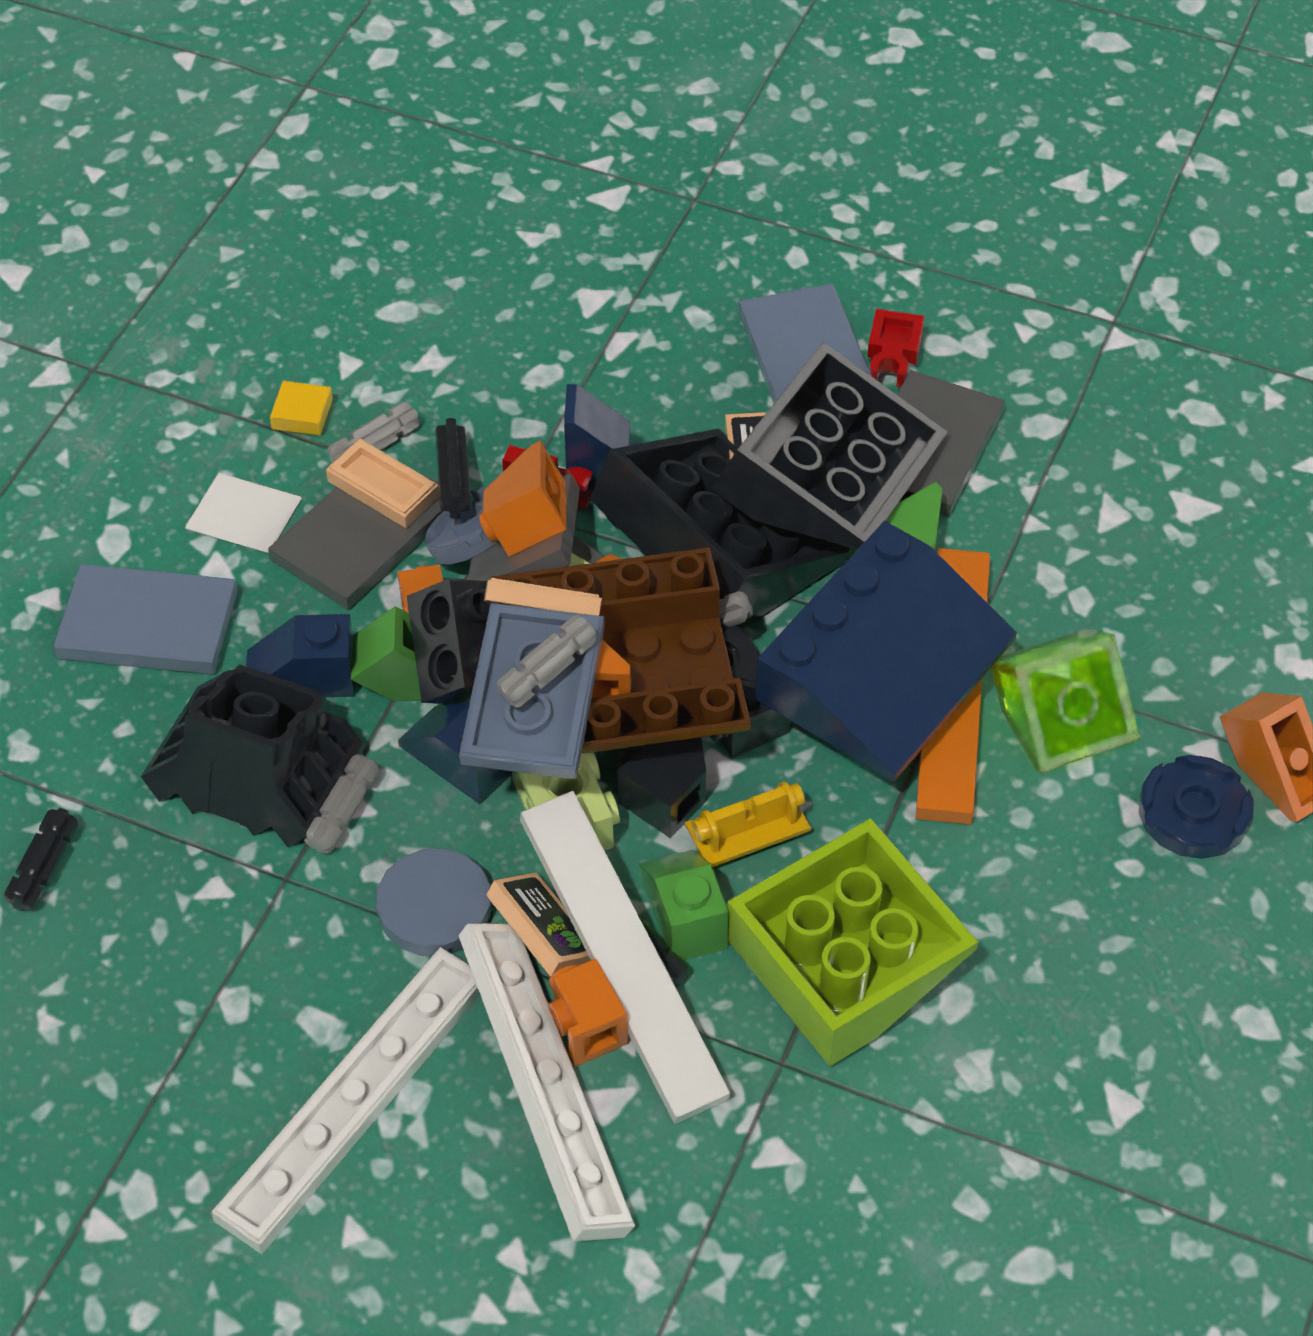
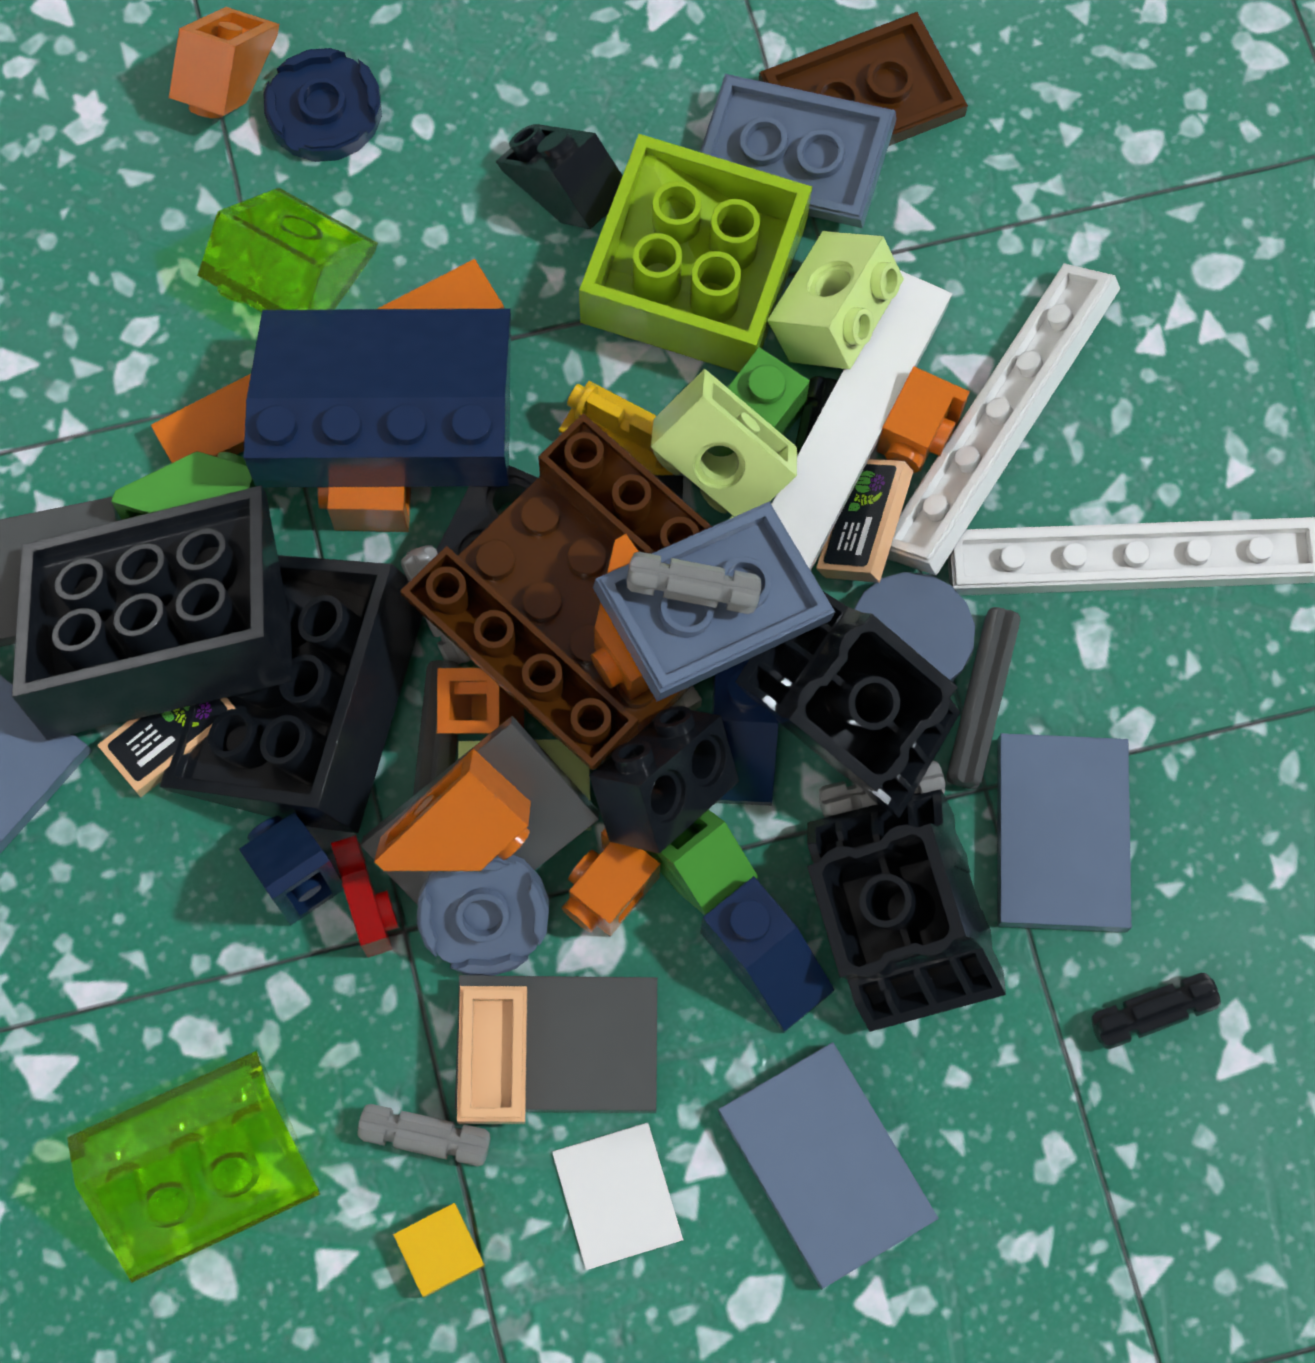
camera: 130 degrees left, 20 degrees up
(208, 895) = (1063, 833): none -> sand blue tile
(346, 913) = (983, 698): none -> dark grey axle
(398, 786) = (858, 702): none -> black slope
(452, 468) = (422, 995): black axle -> none
(466, 319) = (191, 1167): none -> clear neon green slope
(541, 597) = (607, 667): light nougat tile -> none
(662, 828) = (712, 416): none -> yellowish green brick
(730, 1007) = (836, 299): none -> yellowish green brick
(895, 1085) = (805, 139): none -> sand blue tile
(918, 1194) = (885, 68): none -> reddish brown tile
(1005, 907) = (563, 172): none -> black slope

